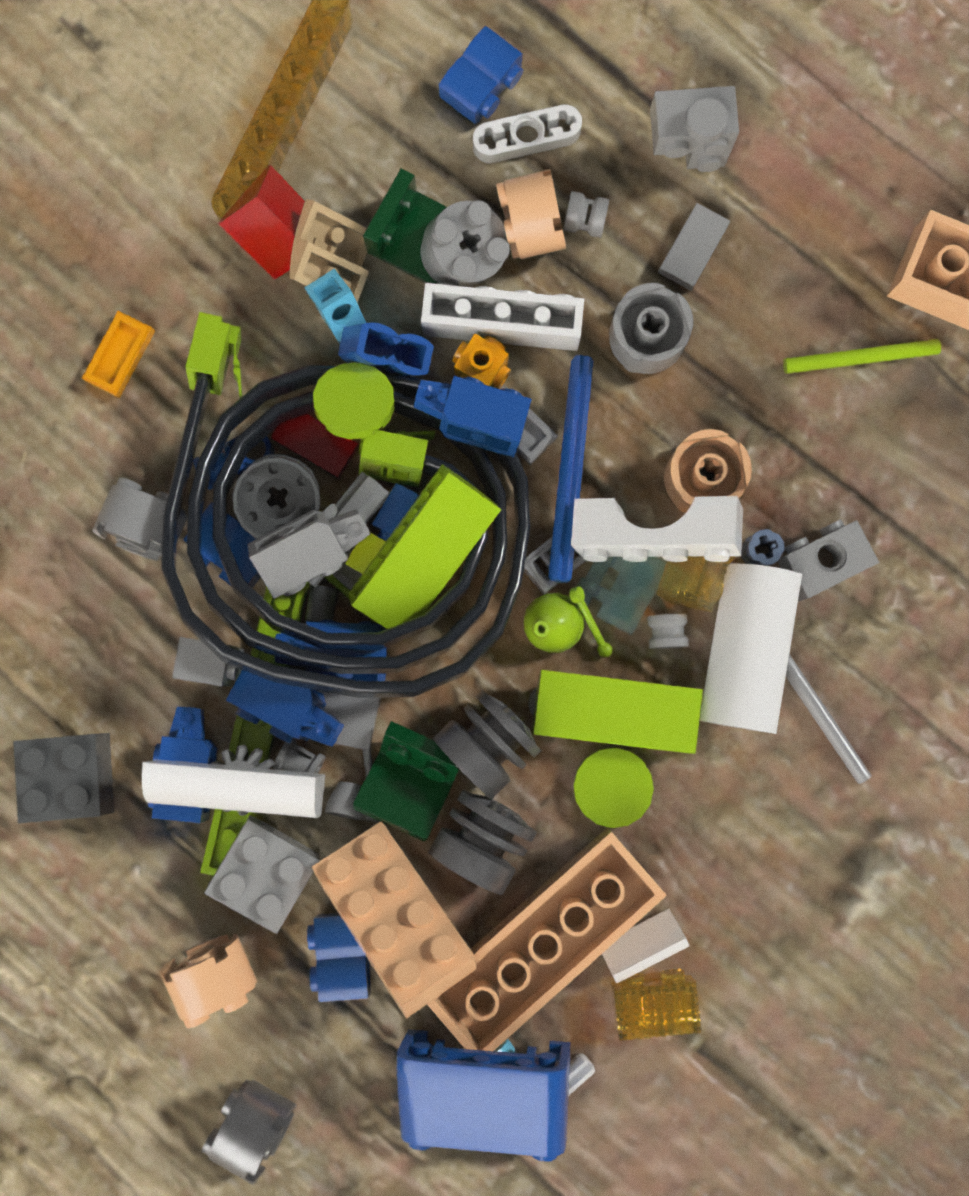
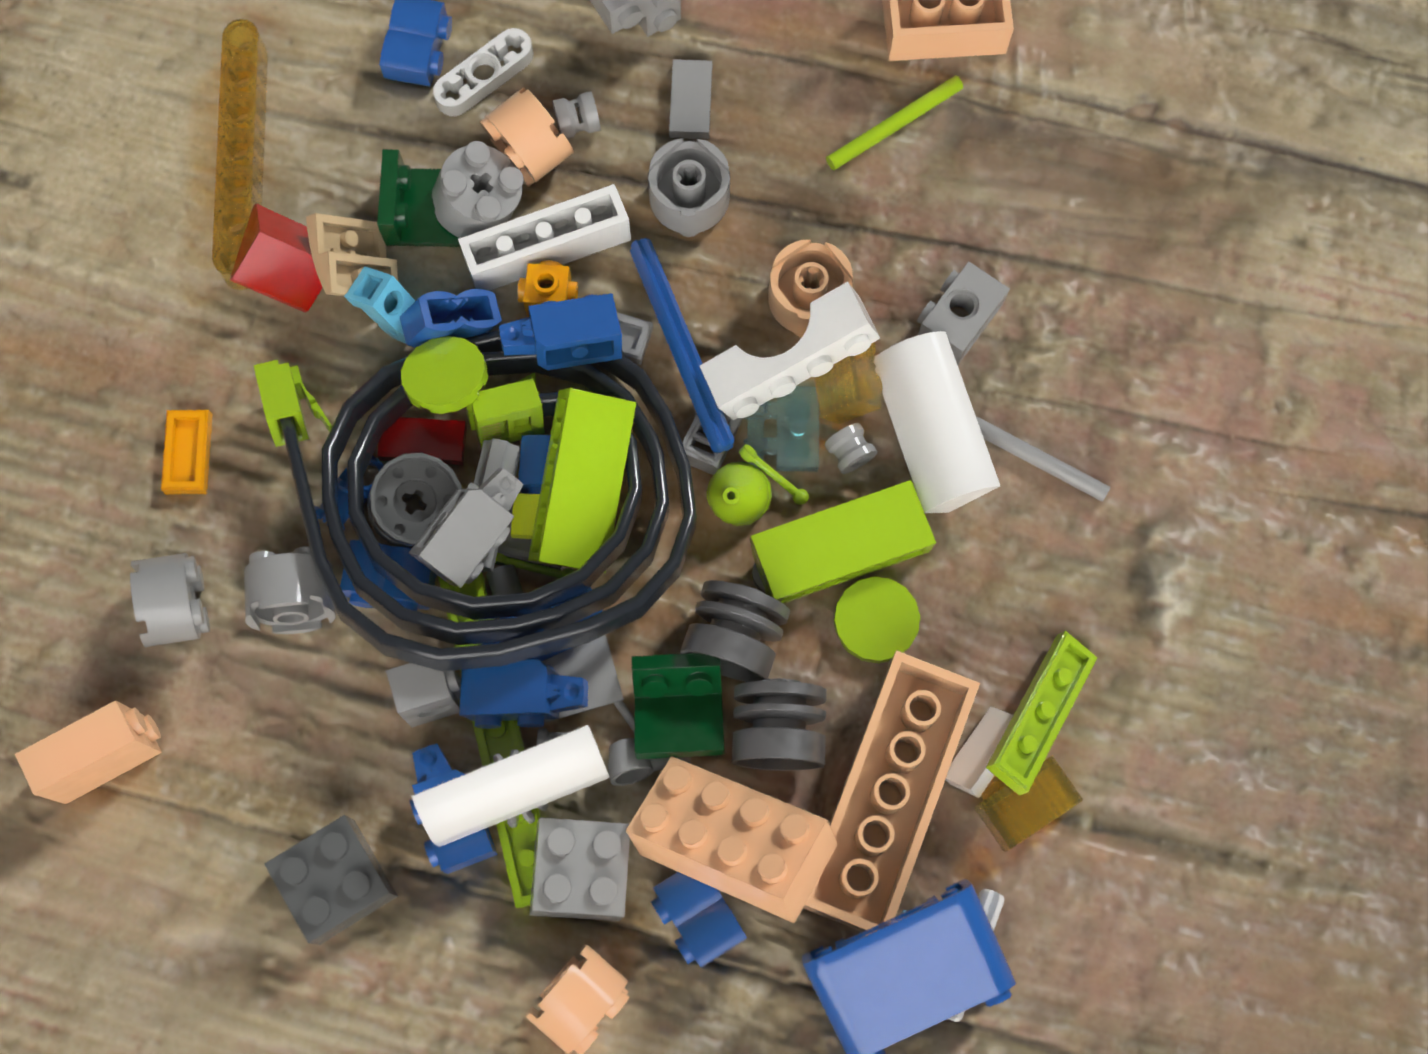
camera: 30 degrees left, 10 degrees down
(40, 478) = (166, 598): none -> light grey brick
(706, 942) = (1041, 713): none -> lime tile
(762, 537) = (894, 321): sand blue bush -> none

